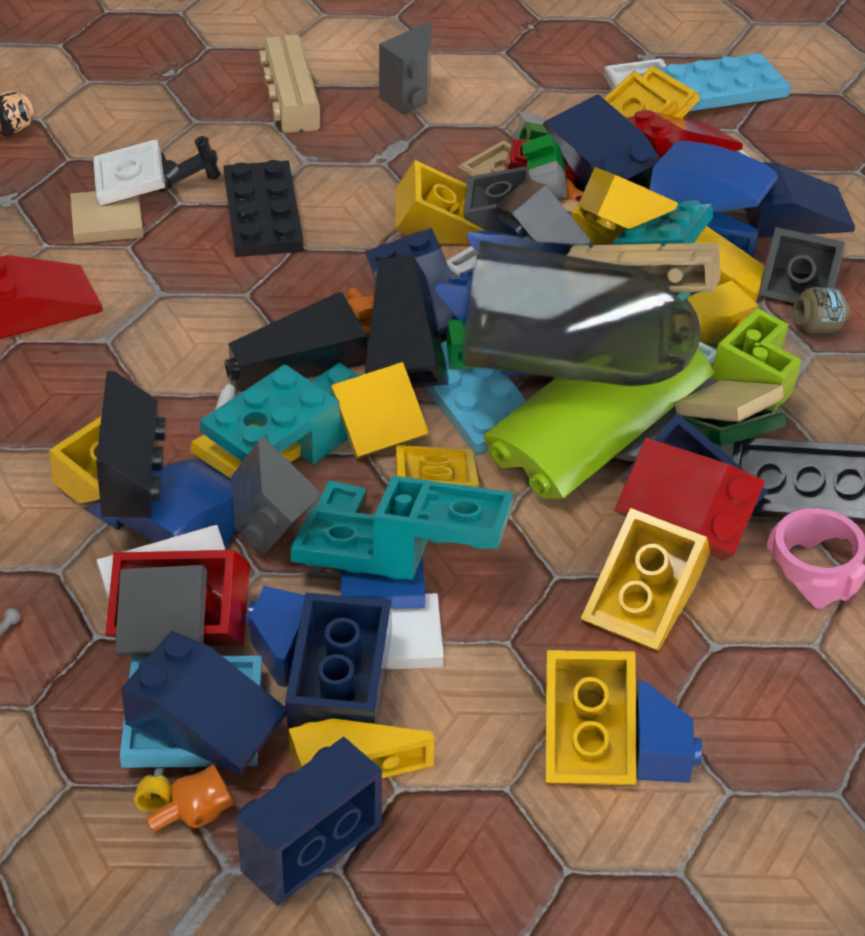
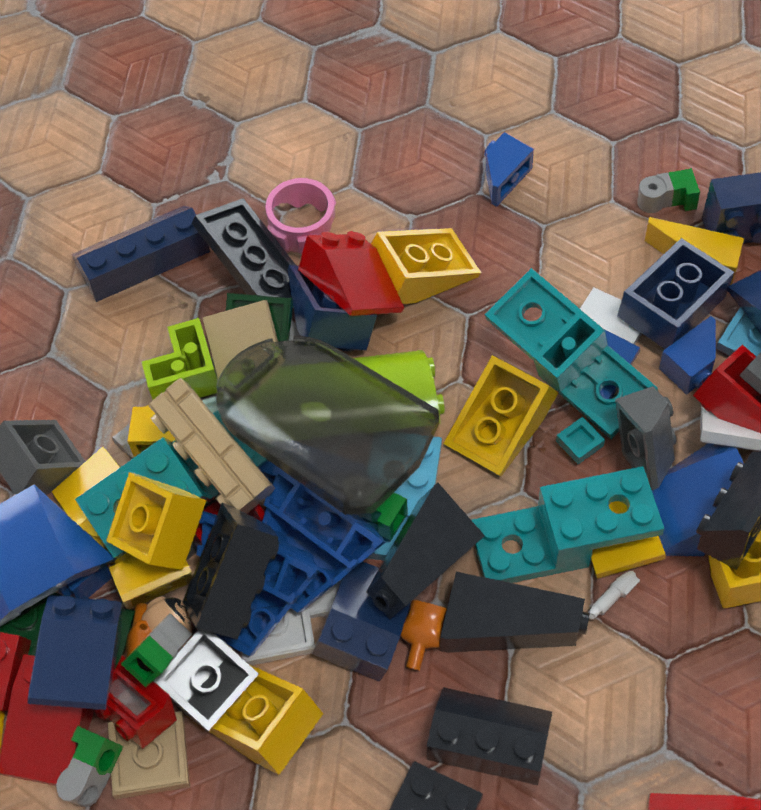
camera: 140 degrees left, 15 degrees up
(255, 273) = (489, 735): none -> black slope
(379, 410) = (498, 495): yellow tile -> none
(441, 817) = (668, 190): none -> leg
(591, 717) = (533, 200): yellow slope -> none
(821, 310) = (72, 405): dark tan head -> none

